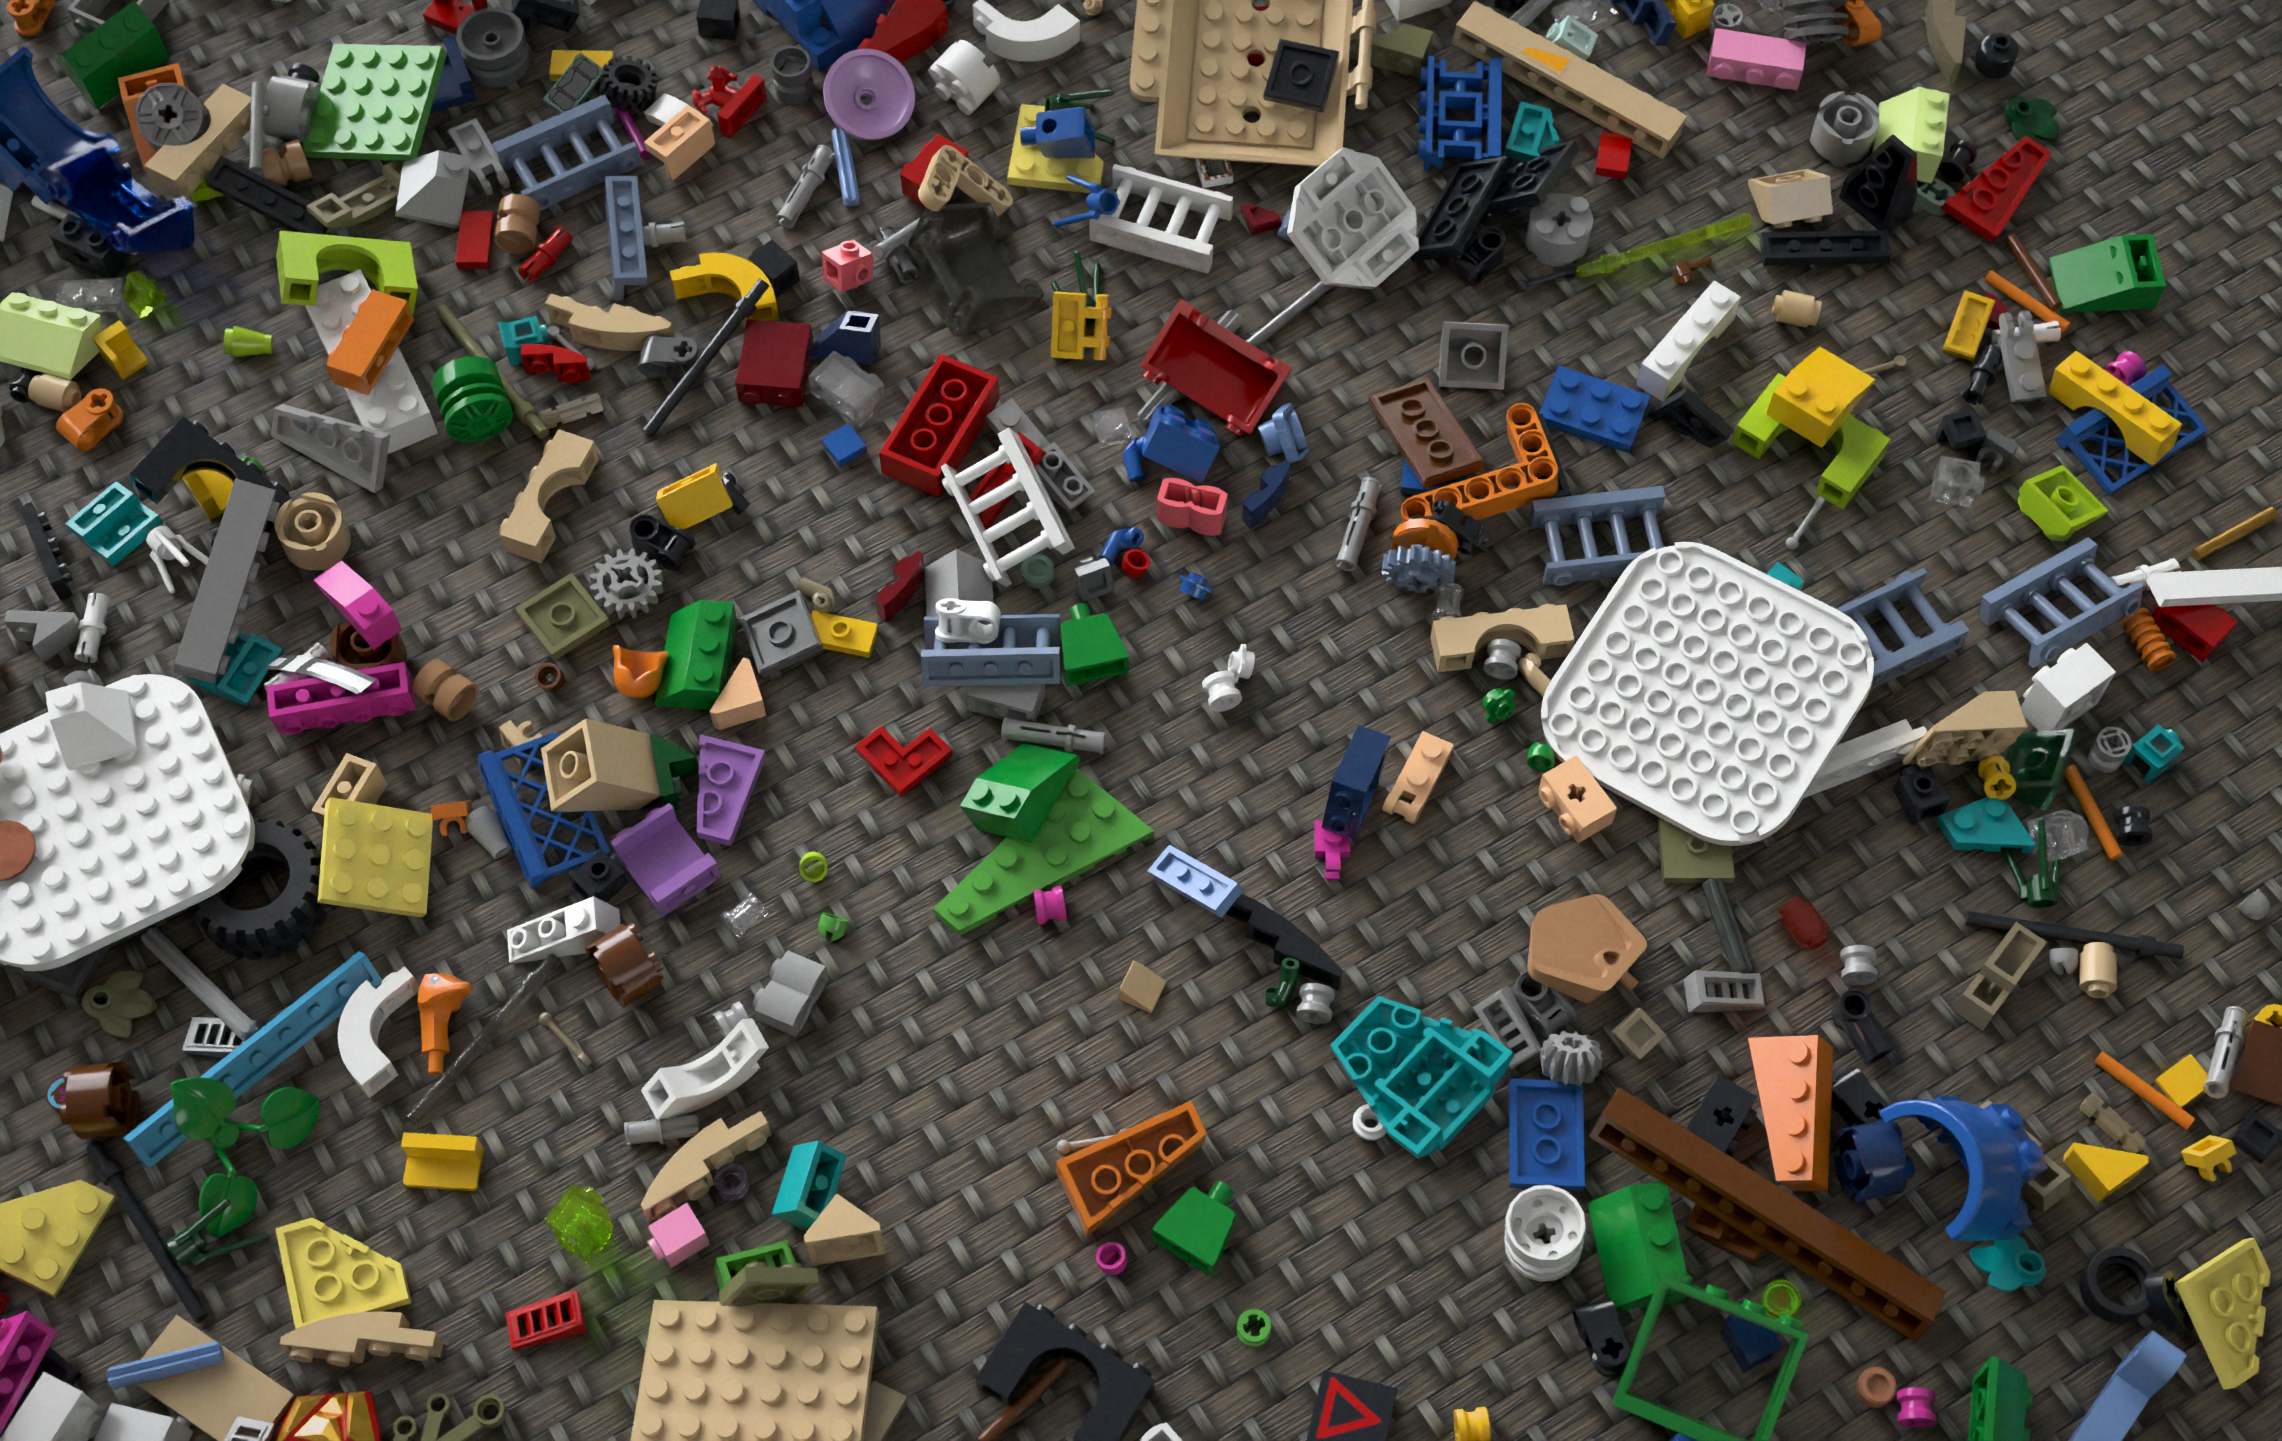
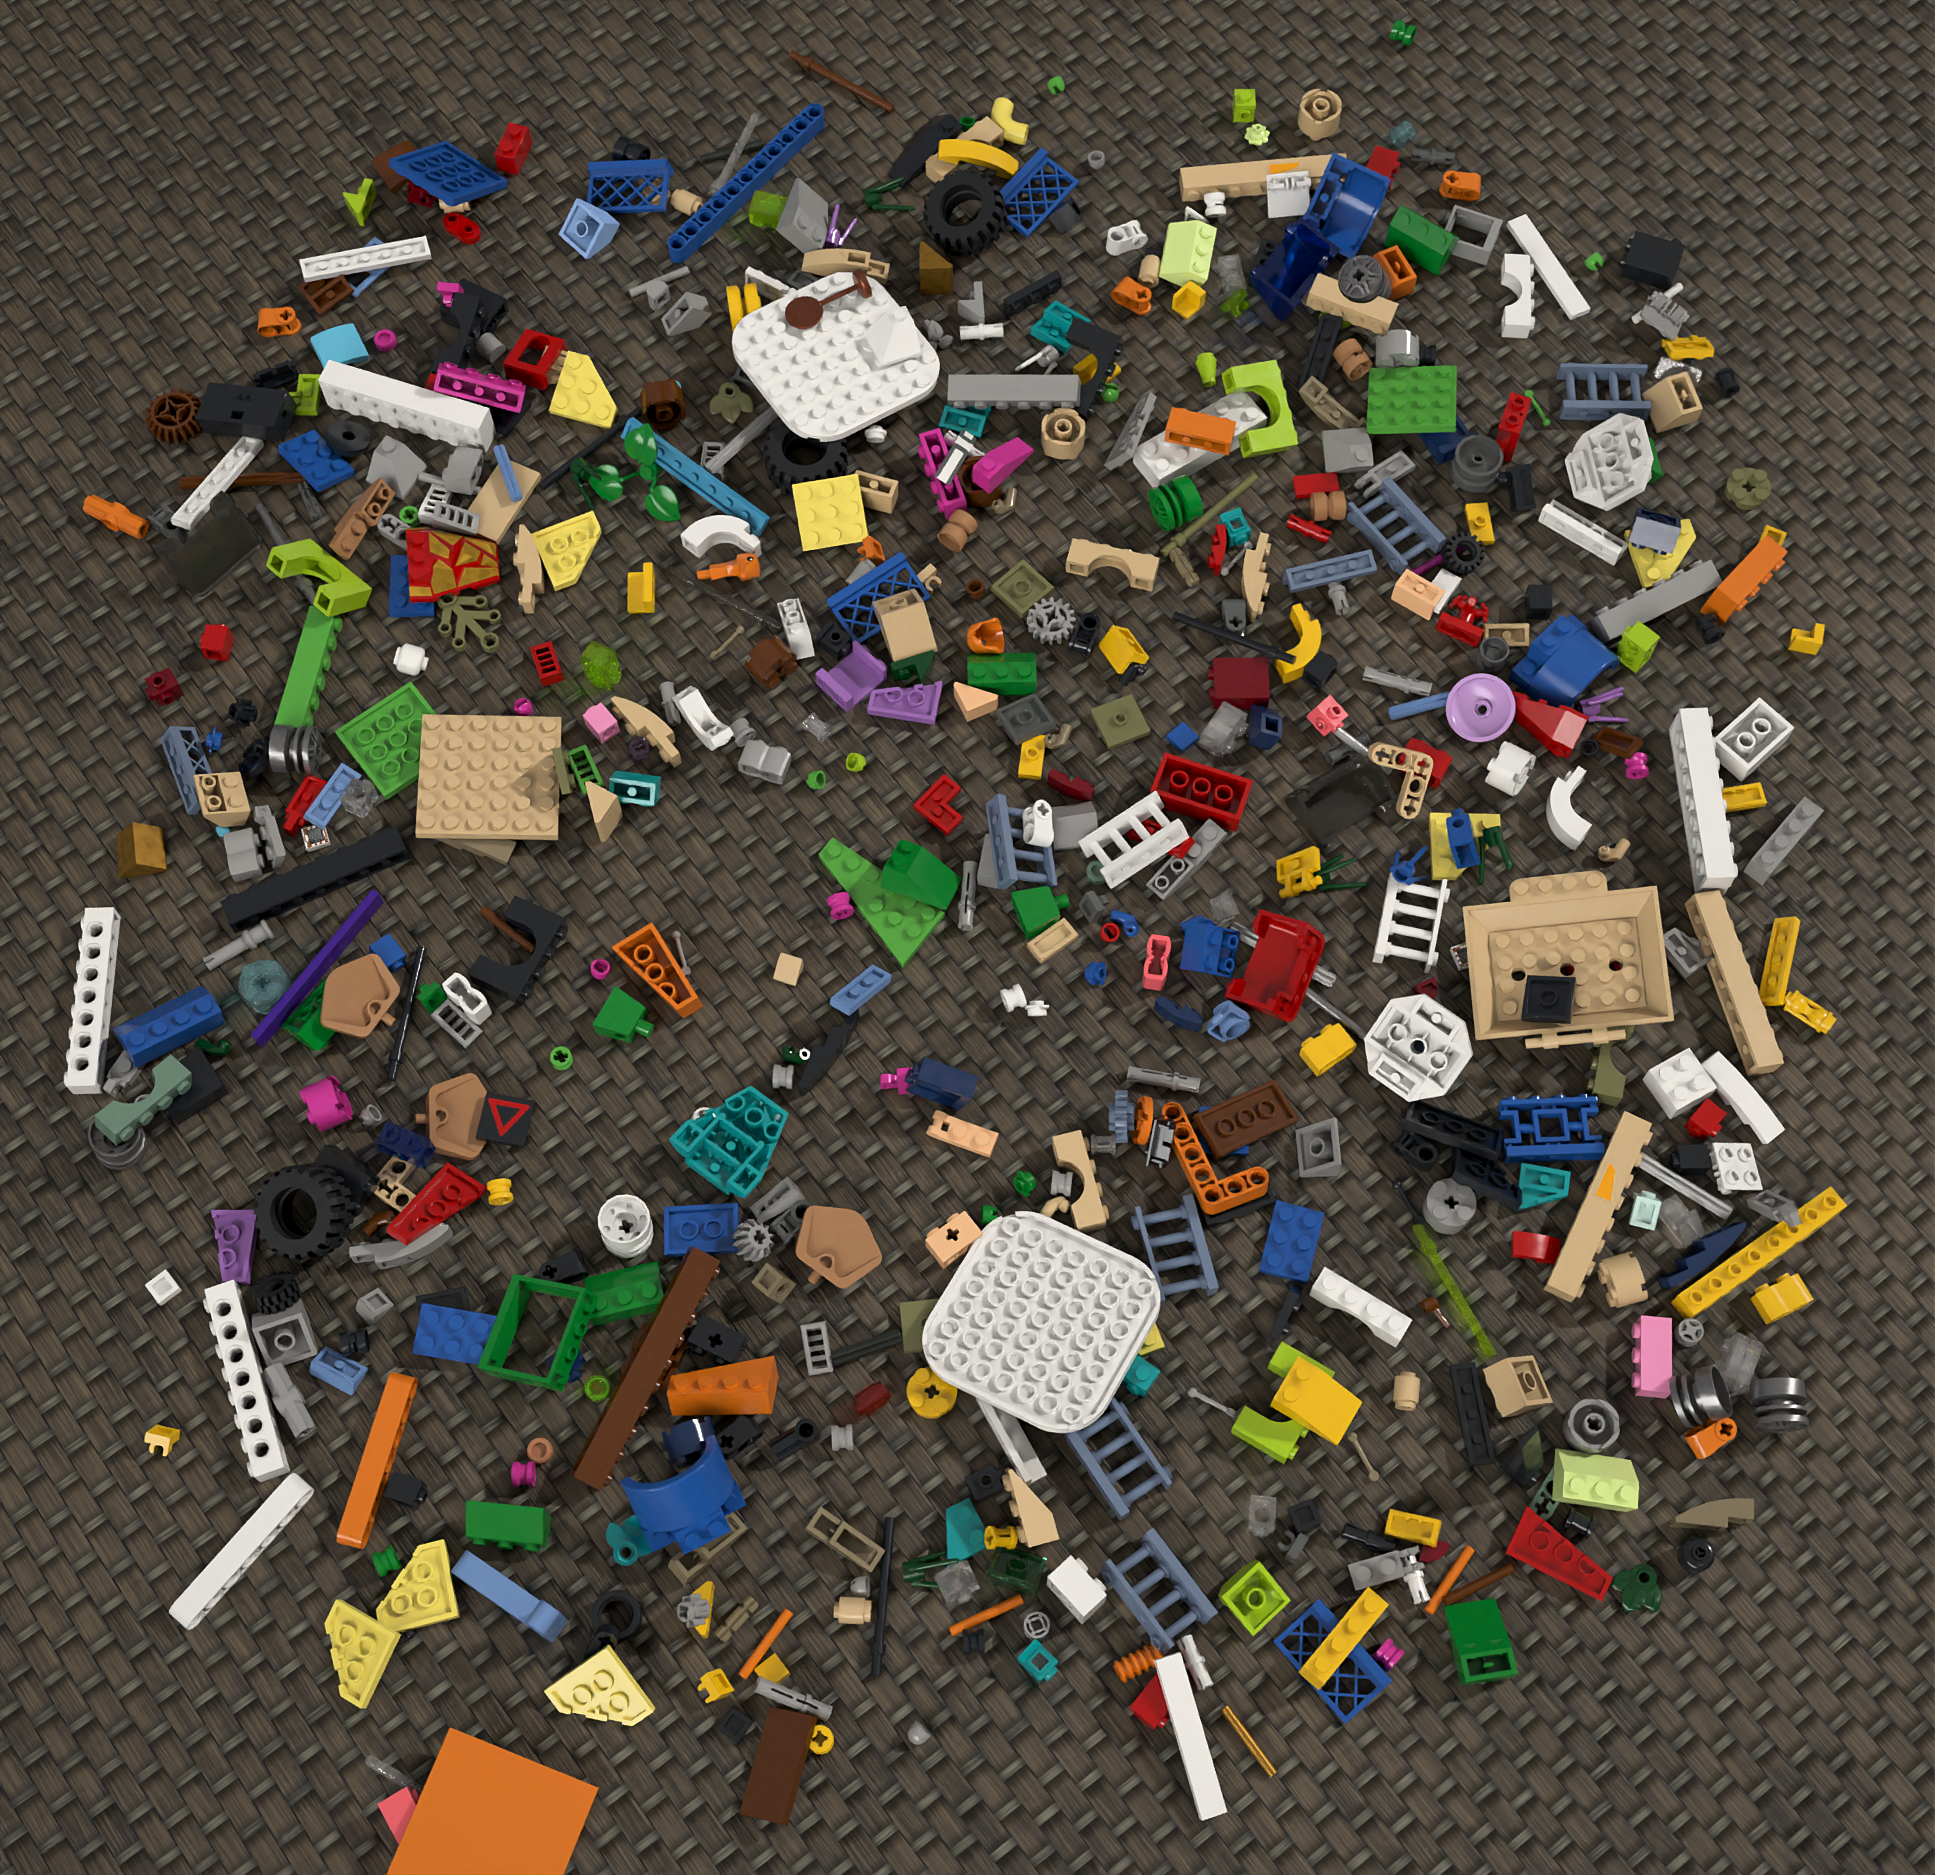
camera: 85 degrees right, 5 degrees up
(256, 126) = (1372, 330): light grey bar -> none
(411, 627) = (1007, 504): none -> dark tan arm
(574, 85) = (1455, 520): tile -> none
(613, 1366) = (524, 707): none -> dark pink hinge
(755, 58) = (1513, 633): none -> tan slope
(805, 518) = (1120, 721): none -> olive plate
(1138, 639) = (1052, 940): none -> tan tile
(1333, 332) = (1327, 1049): none -> yellow brick
(1665, 66) = (1622, 1279): none -> tan brick
(1803, 865) = (919, 1400): none -> yellow plate
(2125, 1160) = (693, 1610): none -> light grey gear

